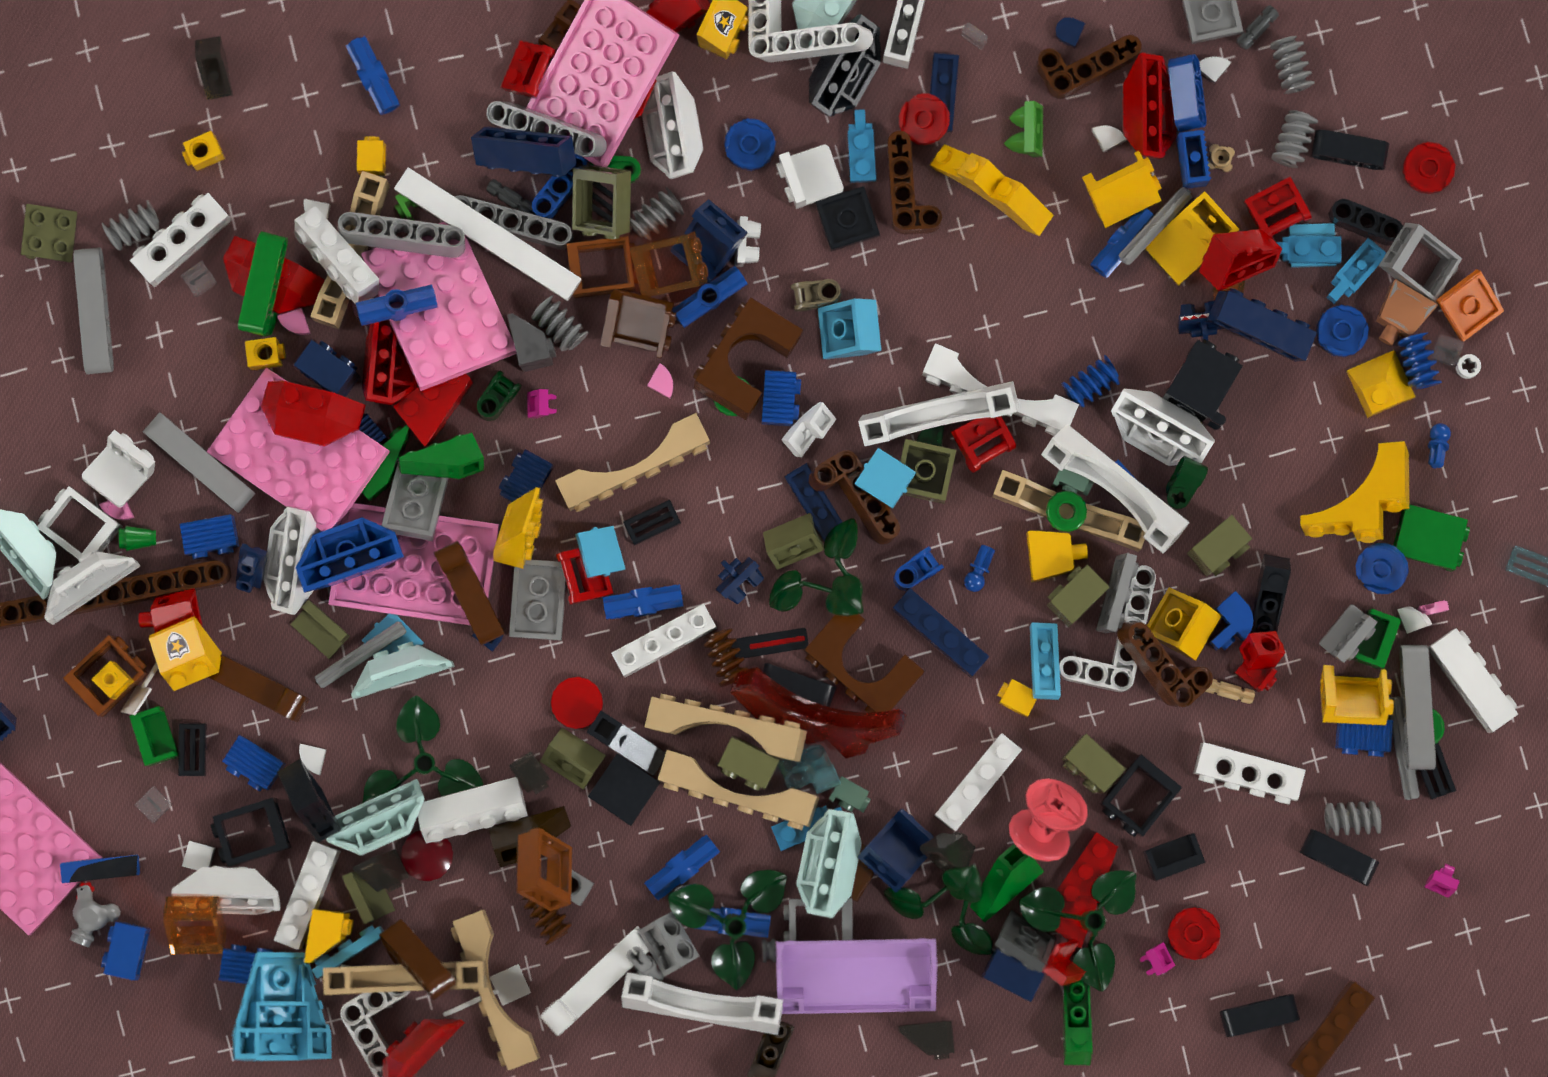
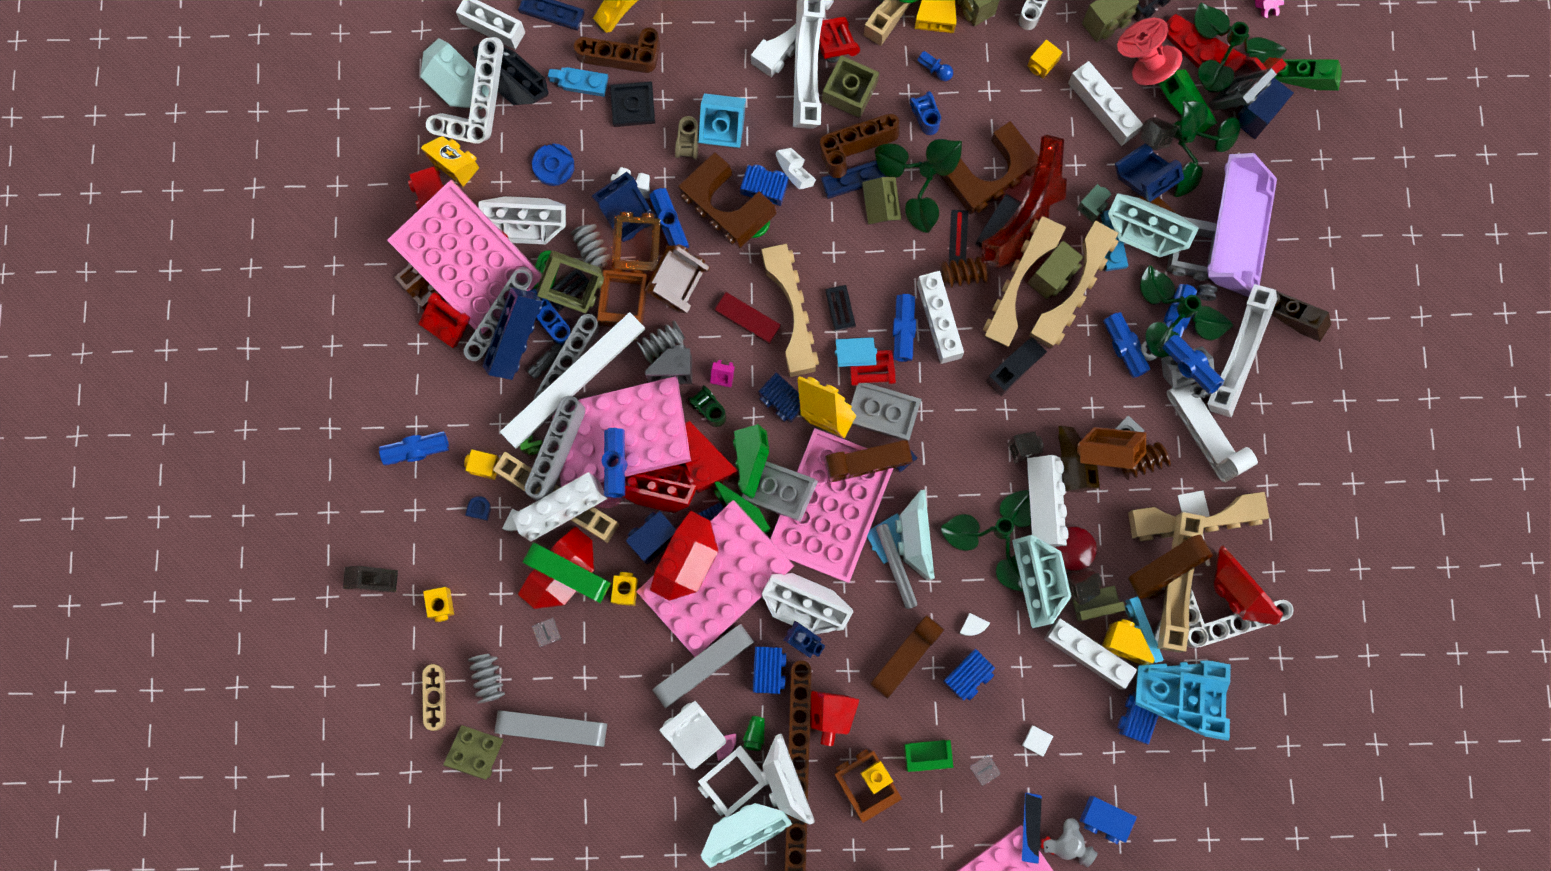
camera: 80 degrees left, 5 degrees down
(116, 162) = (426, 691): none -> tan beam
(139, 694) = (890, 759): white piece -> none
(183, 938) = (1101, 763): clear orange window -> none
(185, 653) = (866, 710): yellow slope -> none
(195, 238) = (530, 667): white brick -> none
(202, 749) = (926, 722): black tile -> none
(239, 889) = (1075, 717): white wedge -> none
(277, 827) = (1020, 717): black window -> none
(295, 322) = (603, 559): bright pink tile -> none
(309, 800) = (1014, 631): black window -> none
(320, 629) = (868, 595): olive panel -> none
(322, 166) = (478, 508): none -> dark blue tile
(346, 553) = (812, 552): blue wedge -> none
(572, 758) = (1019, 412): olive panel -> none
(576, 702) = (974, 399): red tile -> none
(615, 417) = (747, 318): none -> dark red tile
(624, 789) = (1053, 378): black tile -> none
(662, 381) = (728, 274): bright pink tile -> none
(662, 942) = (1193, 364): none -> blue piece
(735, 575) = (900, 250): dark blue hips -> none
(809, 175) = (591, 122): white bracket -> none
(813, 768) = (1073, 217): clear light blue piece -> none
(885, 478) = (850, 112): medium azure piece -> none
(924, 119) = (568, 25): red tile -> none
(931, 1037) = (1299, 182): clear smoke slope -> none
(932, 436) = (823, 77): dark green tile -> none
(940, 633) = (981, 104): dark blue brick -> none
(1045, 661) = (1021, 31): medium azure plate -> none

